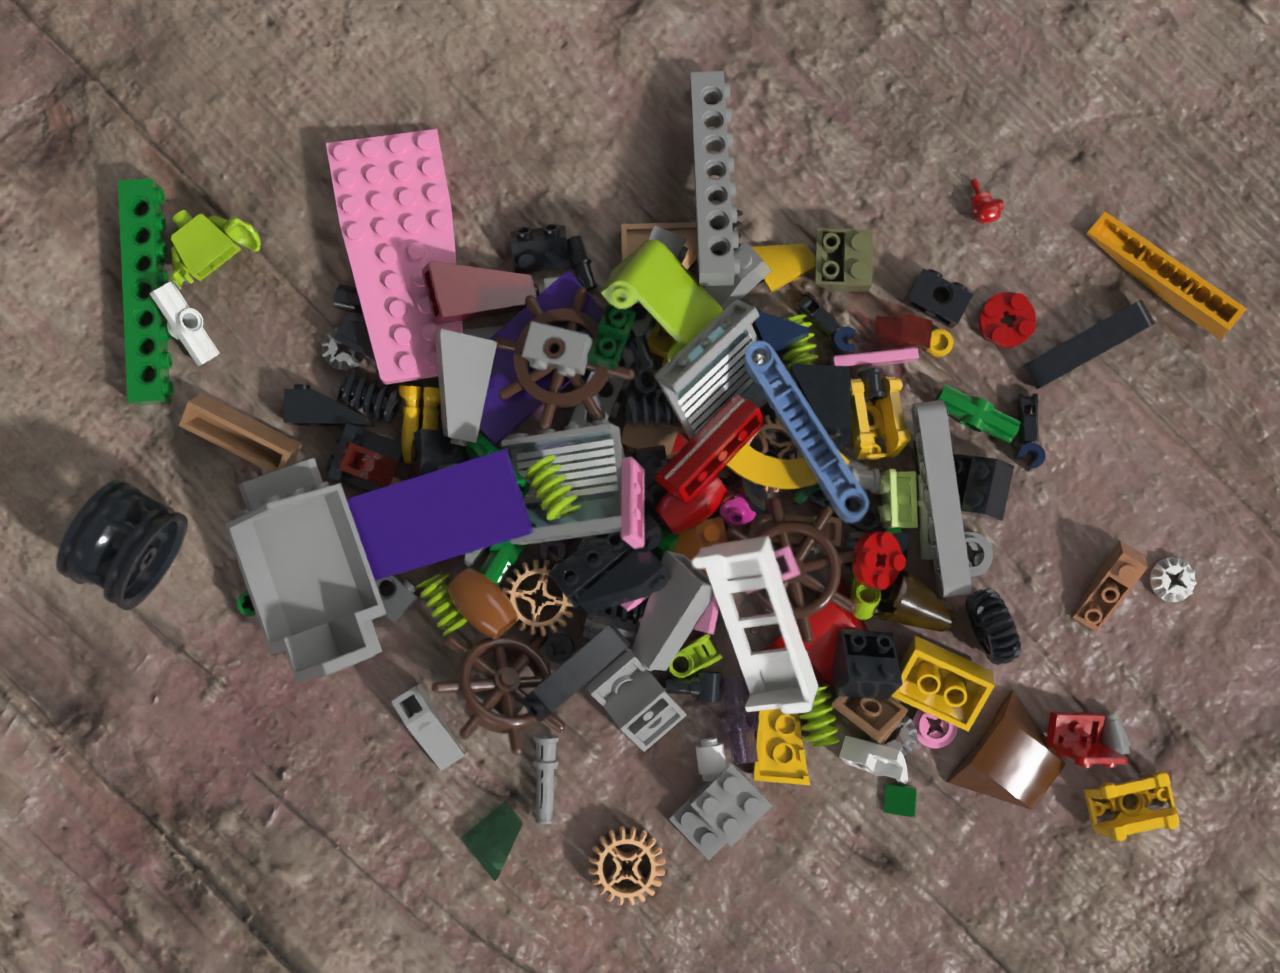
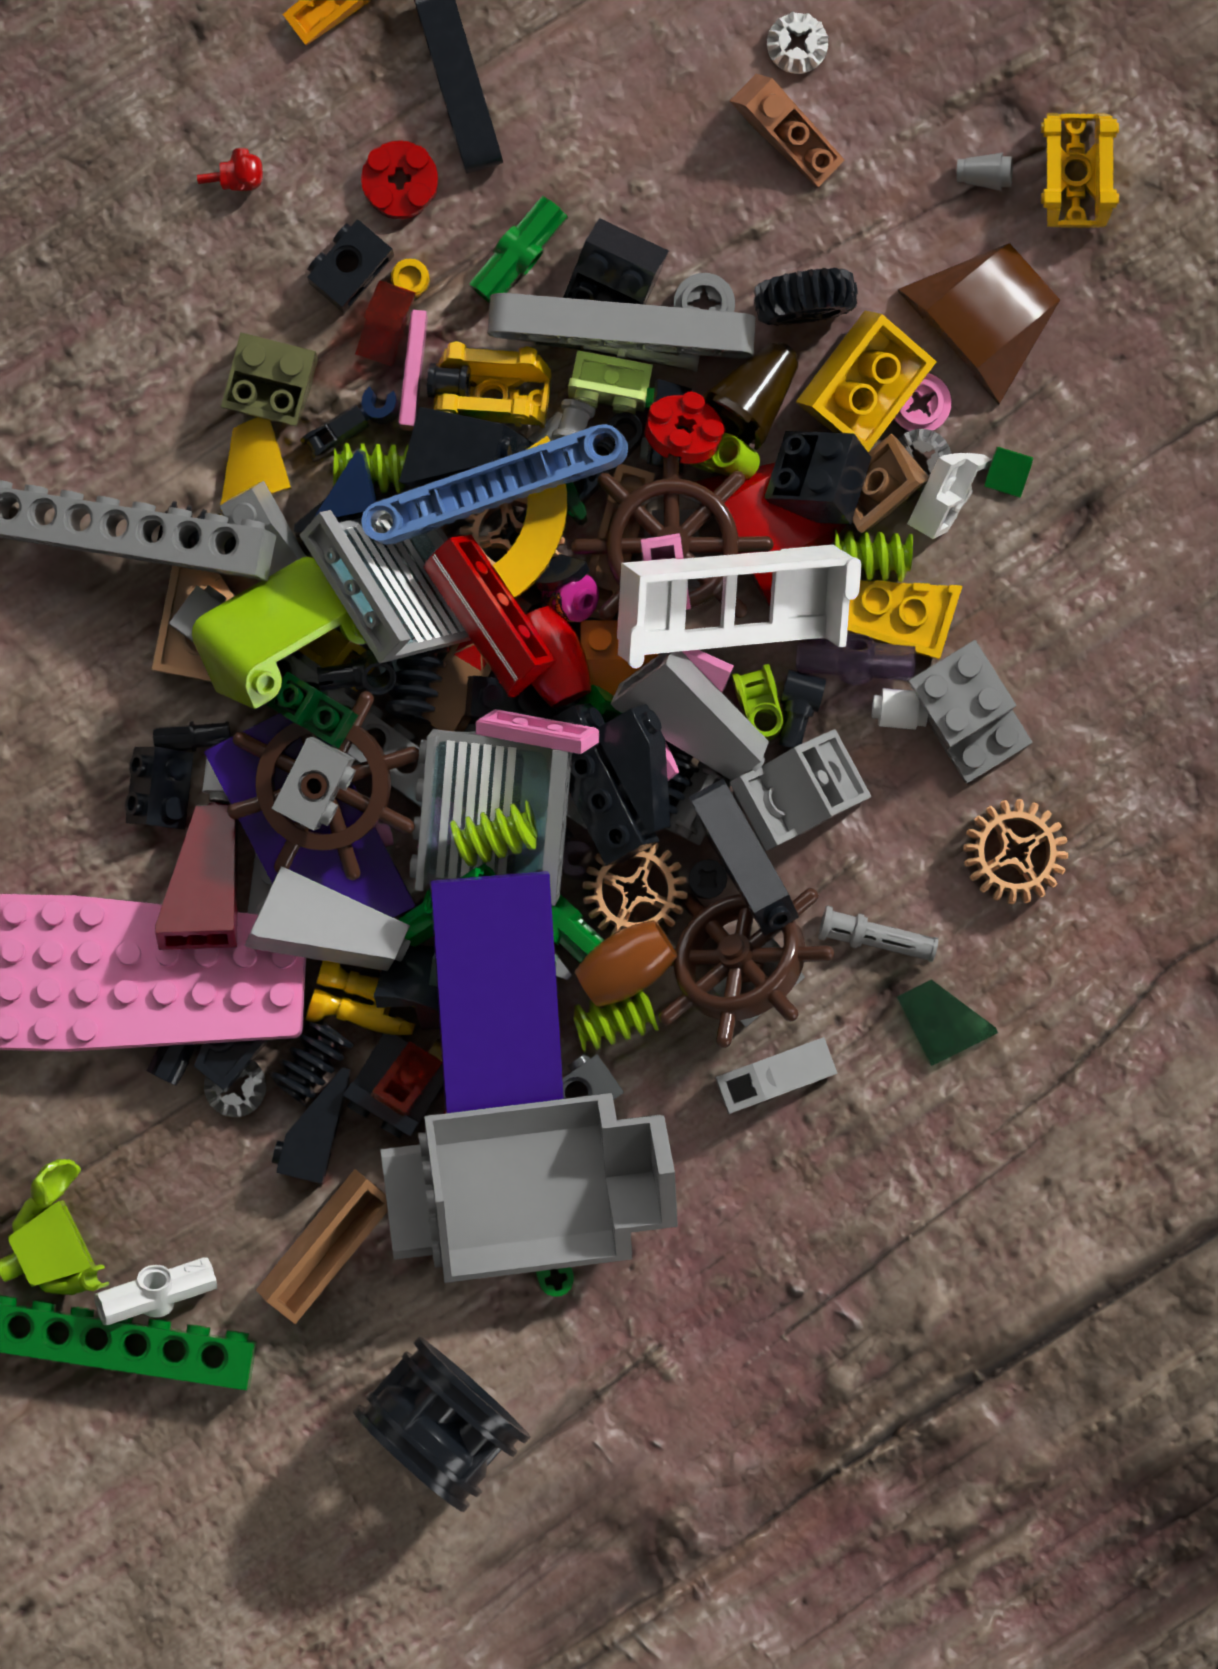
camera: 80 degrees left, 0 degrees up
(1029, 431) = (556, 185): black piece -> none
(1079, 738) = (976, 217): red bracket -> none

